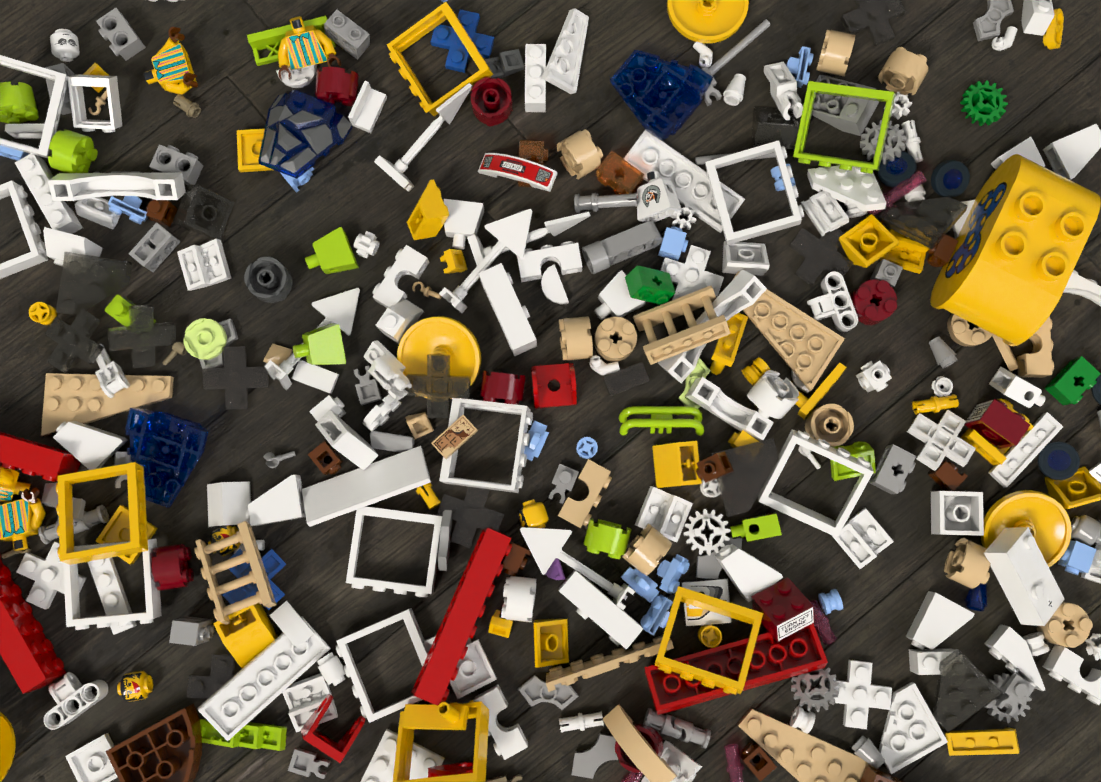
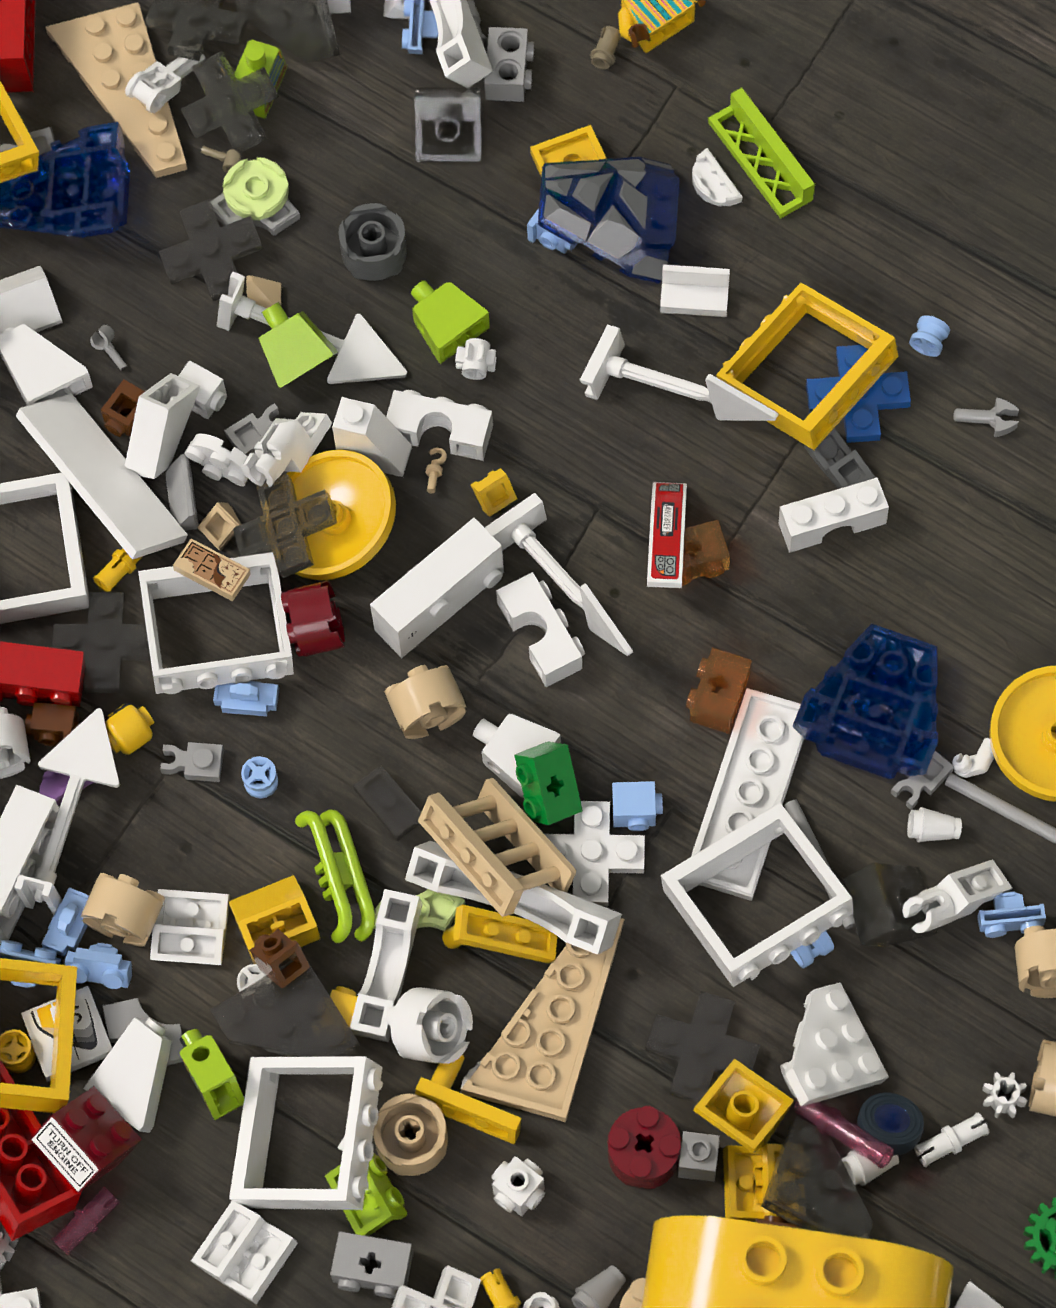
camera: 75 degrees right, 15 degrees down
(88, 444) = (51, 89): white slope -> none
(154, 247) = (370, 76): light grey brick -> none
(157, 210) = (426, 61): reddish brown brick -> none
(204, 265) = (370, 152): white slope -> none
(304, 48) = (751, 171): torso -> none
(315, 376) = (248, 358): white tile -> none
(336, 85) = (707, 234): dark red brick -> none
(347, 34) = (798, 223): light grey brick -> none
(428, 213) = (549, 422): yellow slope -> none
(445, 534) = (37, 616): light grey tile -> none
(462, 220) = (561, 481): white torso -> none
(499, 108) = (769, 461): dark red brick -> none
(511, 233) = (557, 551): white piece -> none
(553, 287) = (504, 649): white tile -> none
(564, 375) = (342, 675): red hose -> none
(567, 55) = (887, 549): white wing -> none
(578, 511) = (212, 804): tan arch -> none
(579, 154) = (728, 614): tan brick -> none
(595, 202) = (661, 667): light grey pin -> none
(601, 367) = (397, 762): white arm -> none
(606, 537) = (123, 843): lime brick -> none
(621, 246) = (601, 726): light grey beam -> none
(626, 334) = (452, 745): tan brick -> none
(656, 199) = (696, 753): white torso -> none
(682, 223) = (683, 799): white gear -> none
(717, 531) = (190, 990): white gear -> none
(745, 256) = (651, 925): white slope -> none
(755, 371) = (476, 997): yellow wheel -> none
(825, 212) = (769, 1027): white plate -> none
(825, 305) = (613, 1075): white piece -> none
(830, 601) = (123, 1225): light blue wheel -> none
(842, 112) = (972, 1003): light grey slope -> none
(845, 91) = (904, 945): lime window -> none
(893, 135) = (928, 1086): light grey gear -> none
(950, 178) = (906, 1216): black wheel -> none

